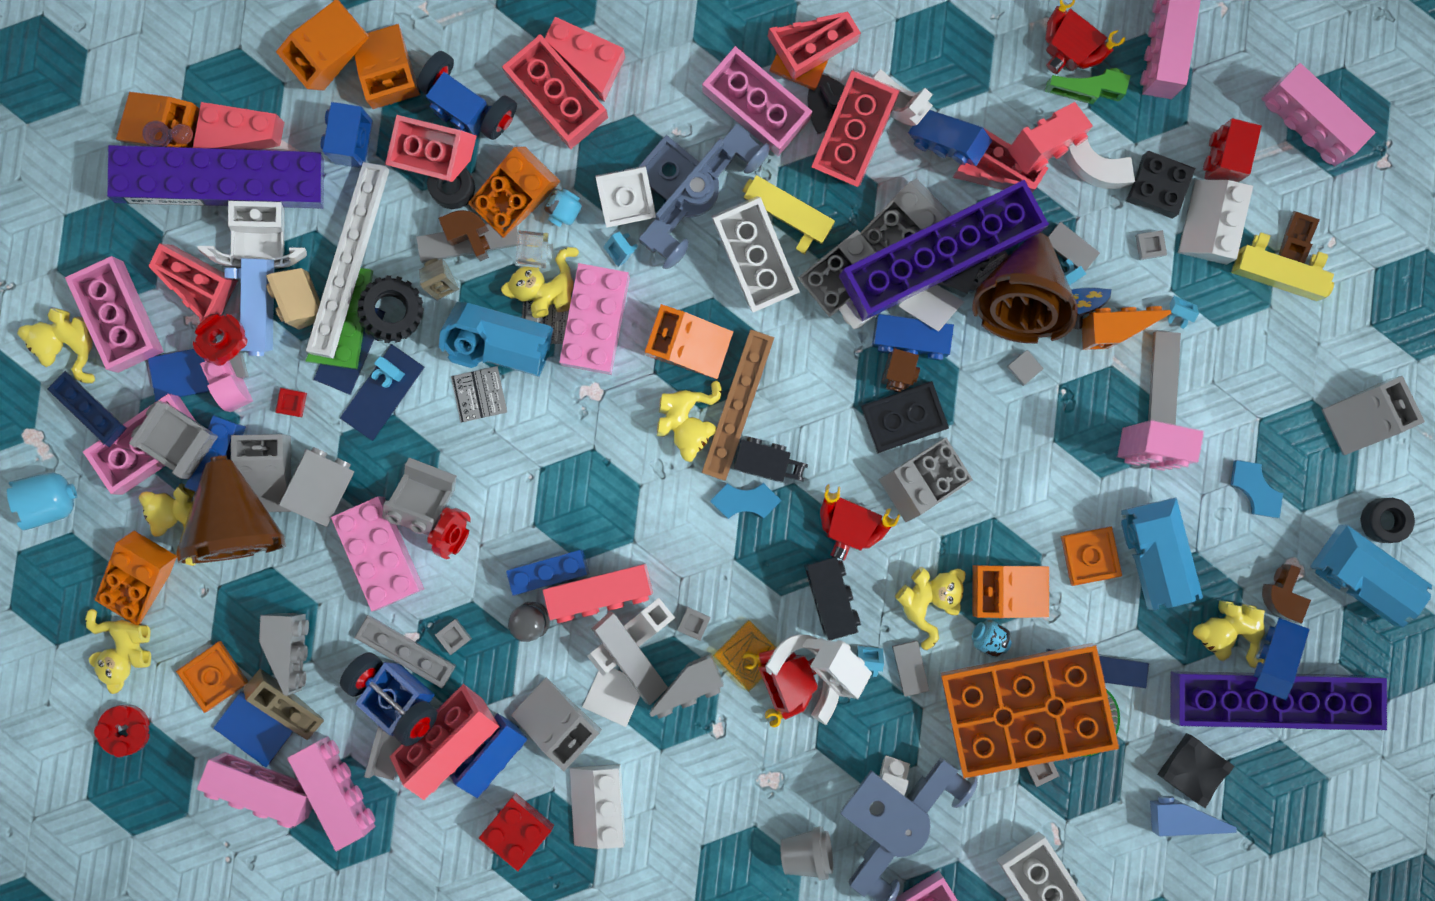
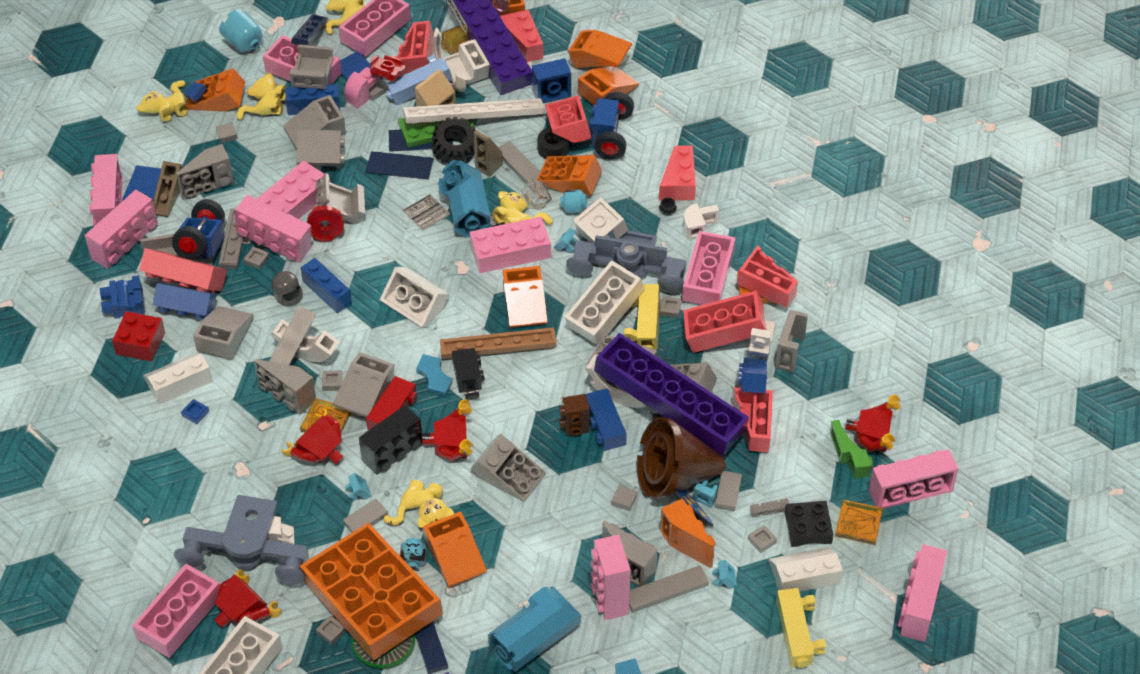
camera: 65 degrees right, 35 degrees down
(125, 606) = (195, 91): none -> blue tile
(137, 730) = (120, 118): red plate -> none
(198, 223) = (452, 38): none -> clear yellow brick
(212, 677) = (170, 150): orange tile -> none
(213, 590) = (226, 132): none -> light grey tile
(226, 518) = (272, 109): reddish brown cone -> none
(291, 402) = (367, 124): red tile -> none
(389, 370) = (413, 157): medium azure tile -> none
(430, 604) = (273, 228): none -> bright pink brick
(442, 831) = (124, 297): none -> blue hips
(463, 226) = (527, 158): reddish brown brick -> none
(555, 91) = (644, 168): coral brick -> none
(597, 592) = (330, 311): coral brick -> none
(612, 697) = (251, 352): white sticker -> none
(616, 472) = (413, 296): none -> white slope
(624, 90) = (667, 205): none -> black plate
(660, 803) = (195, 411): none -> blue tile
(668, 79) = (697, 218): none -> white brick
(689, 433) = (463, 320): light yellow animal -> none
(733, 594) = (364, 384): none -> light grey slope
(774, 572) = (397, 394): none -> red brick
(781, 174) = (670, 307): none -> light grey tile
(808, 854) = (199, 503): light grey piece -> none
(834, 662) = (341, 449): white piece -> none
(904, 417) = (545, 442): black tile -> none
(910, 68) = (787, 350): none -> light grey panel
(932, 306) = (632, 418): white sticker -> none
(967, 857) = (240, 600): none -> red torso
(1050, 138) = (789, 423): coral wedge -> none
(1091, 556) = (507, 595): orange tile -> none
(1099, 170) = (794, 485): white arch -> none
(1116, 214) = (768, 507): none -> light grey axle
(1129, 401) = (640, 555): none -> light grey slope
(1180, 128) = (859, 522): none -> clear yellow tile
(1232, 151) = (860, 549): red brick -> none
(1298, 236) = (831, 631): reddish brown slope -> none

